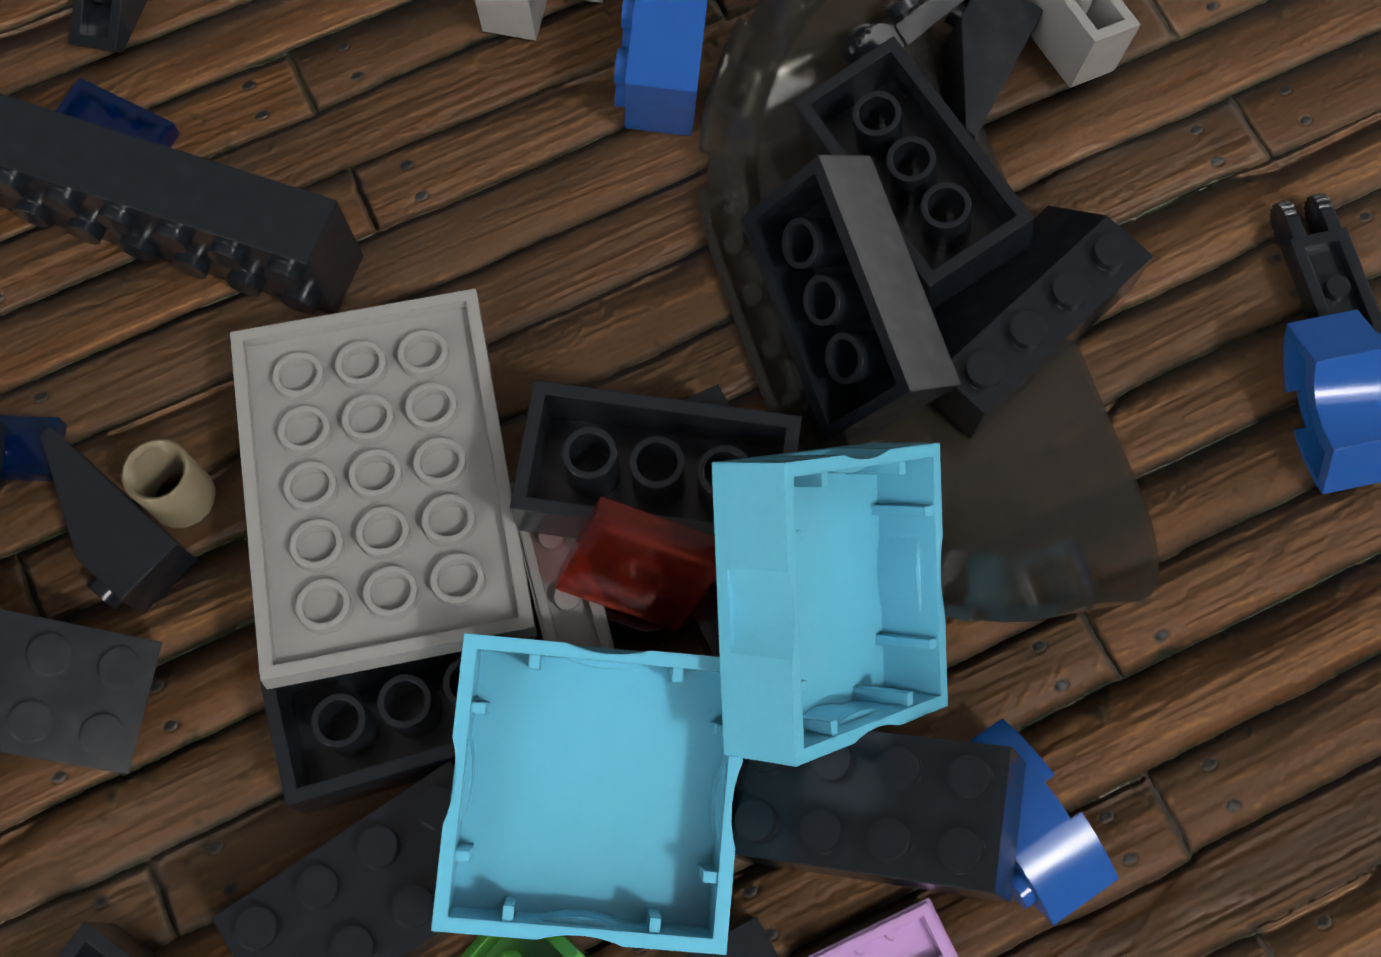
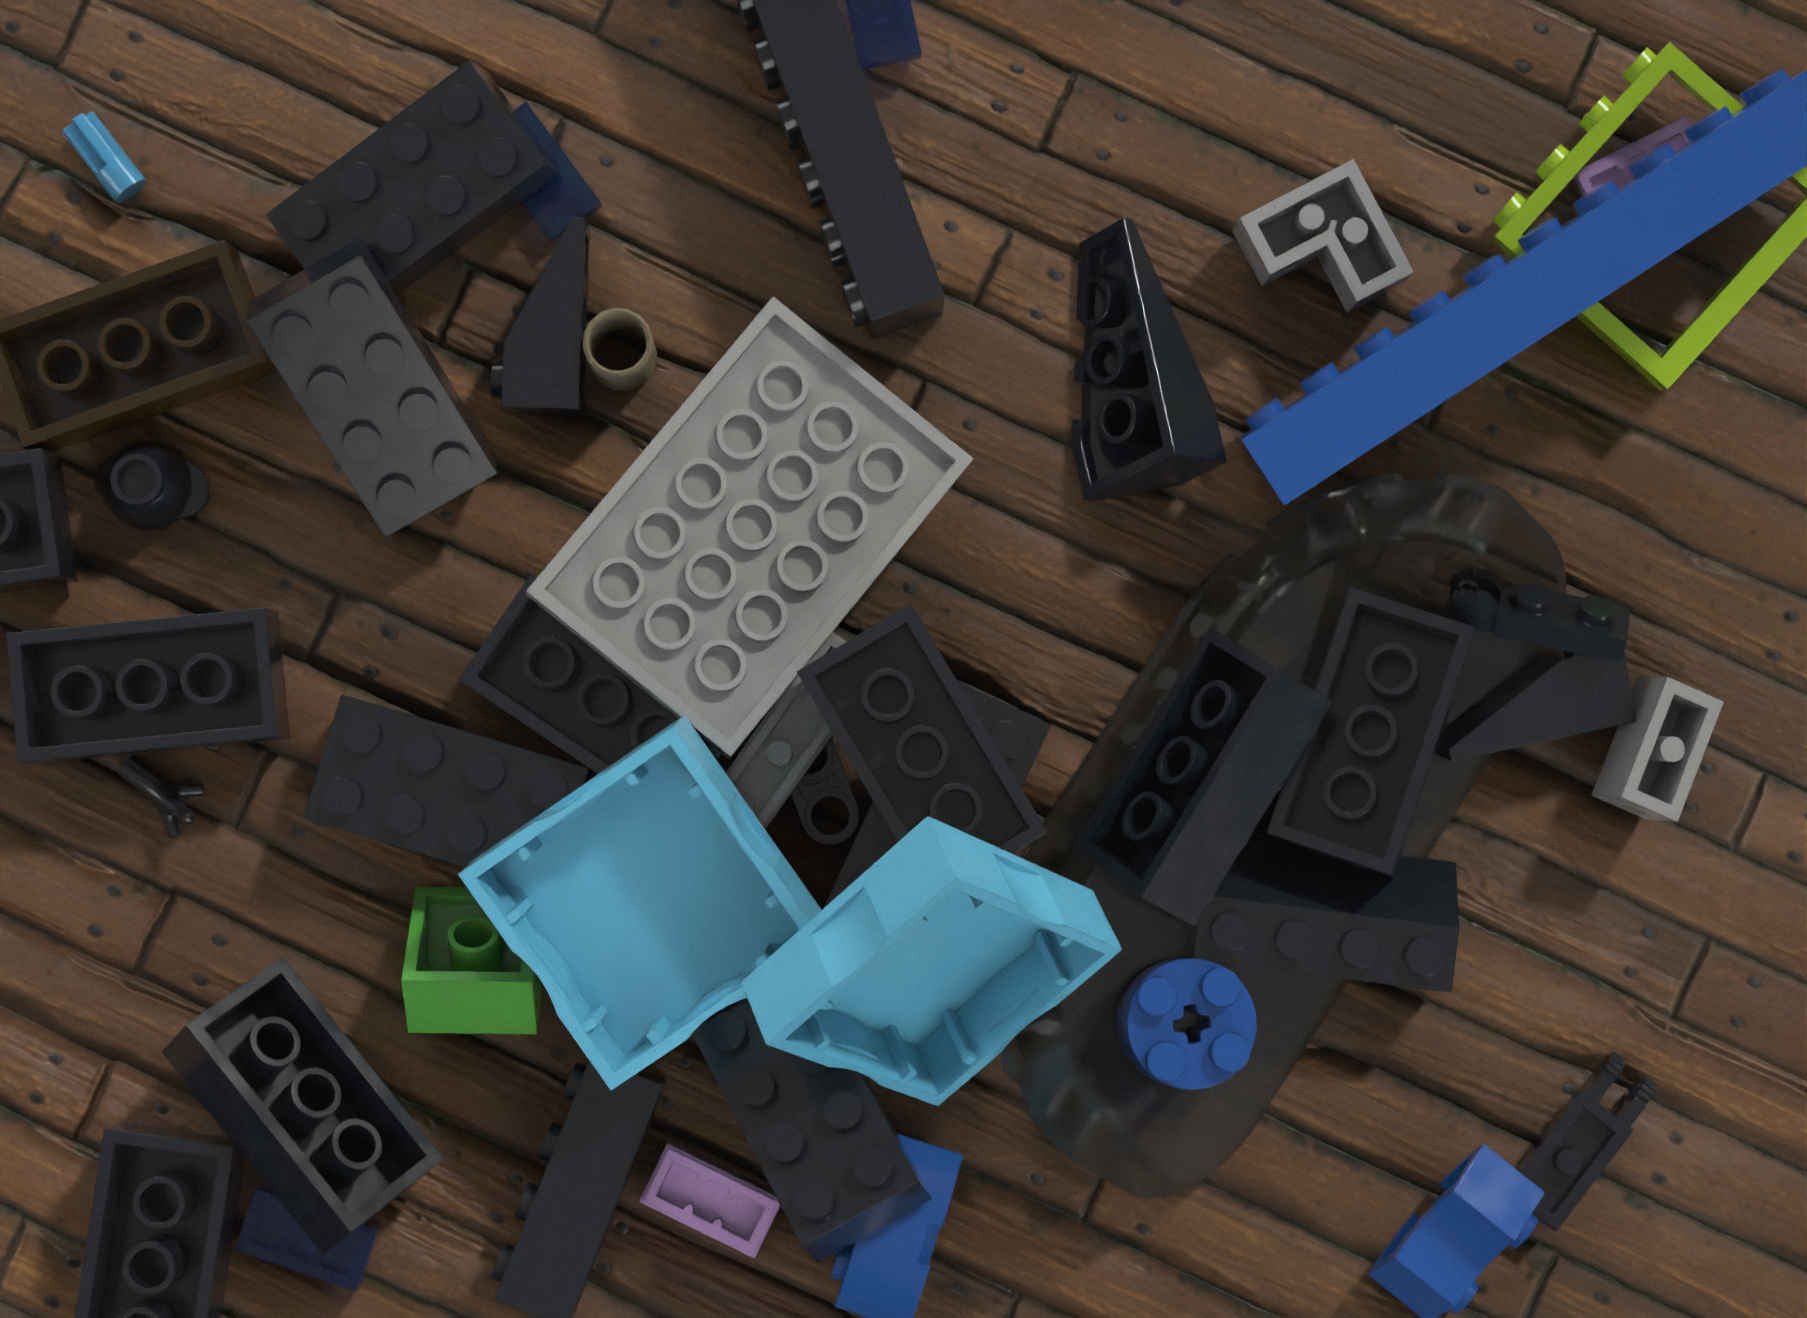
camera: 45 degrees right, 15 degrees up
(533, 160) = (1143, 397): none -> black wedge
(639, 564) = (837, 797): clear red tile -> none
(1037, 433) = (1215, 1047): none -> blue brick

